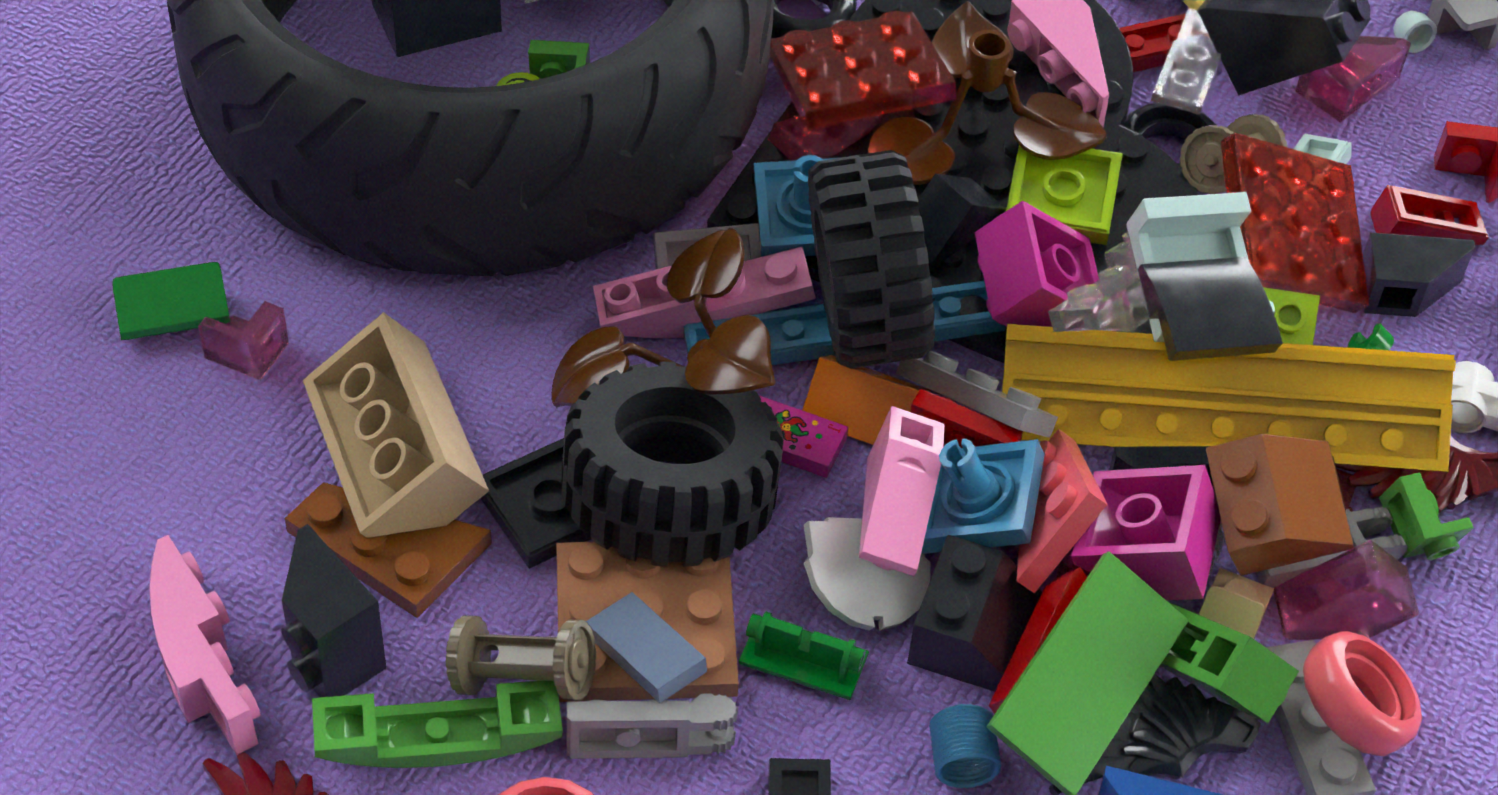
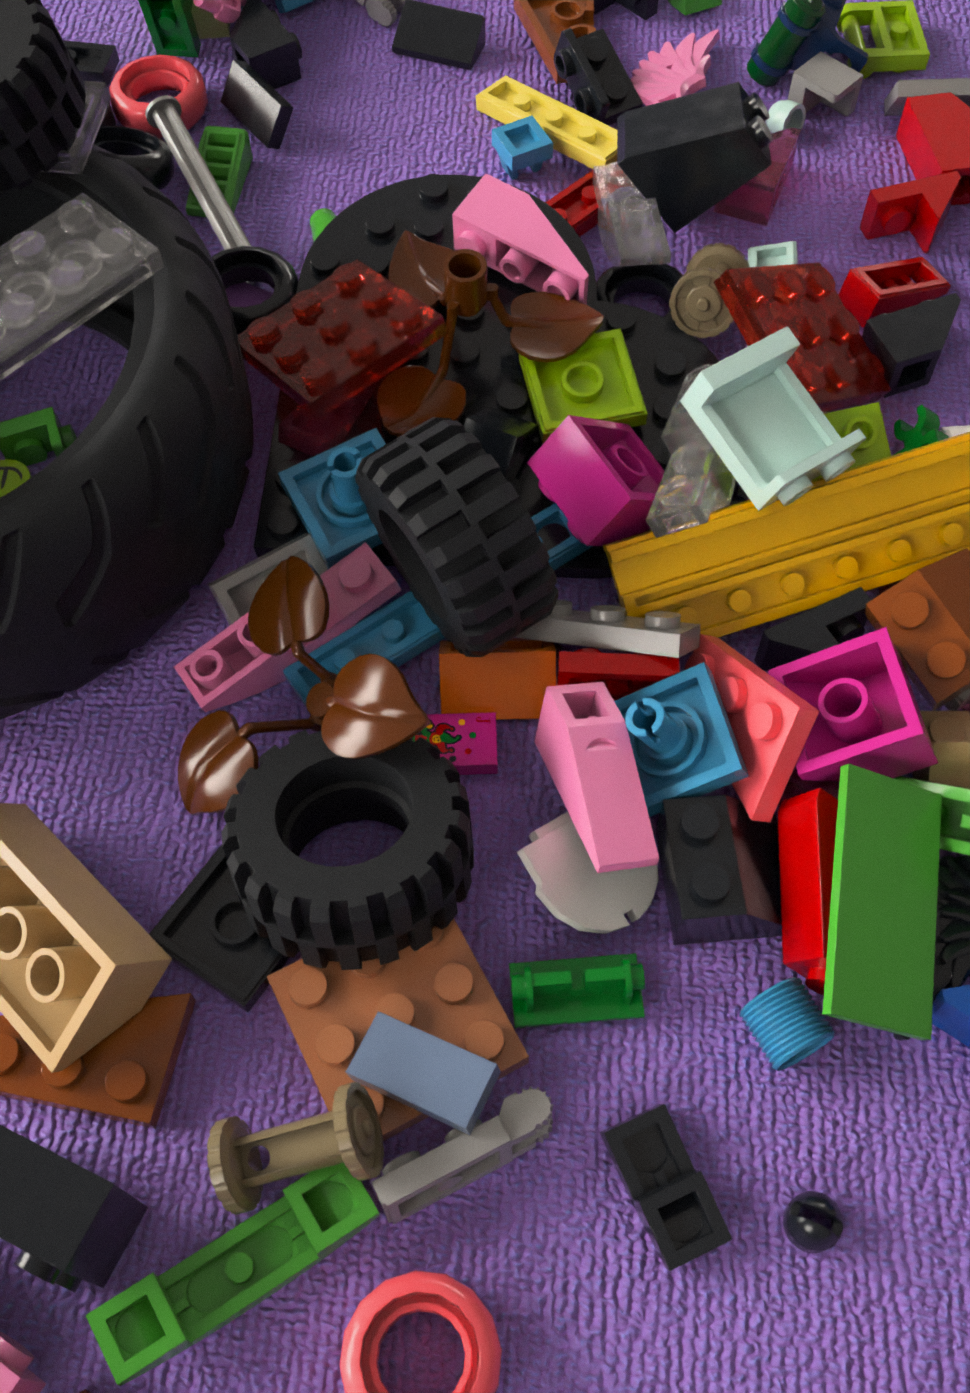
camera: 20 degrees left, 10 degrees up
(1210, 308) = (809, 458): black slope -> none

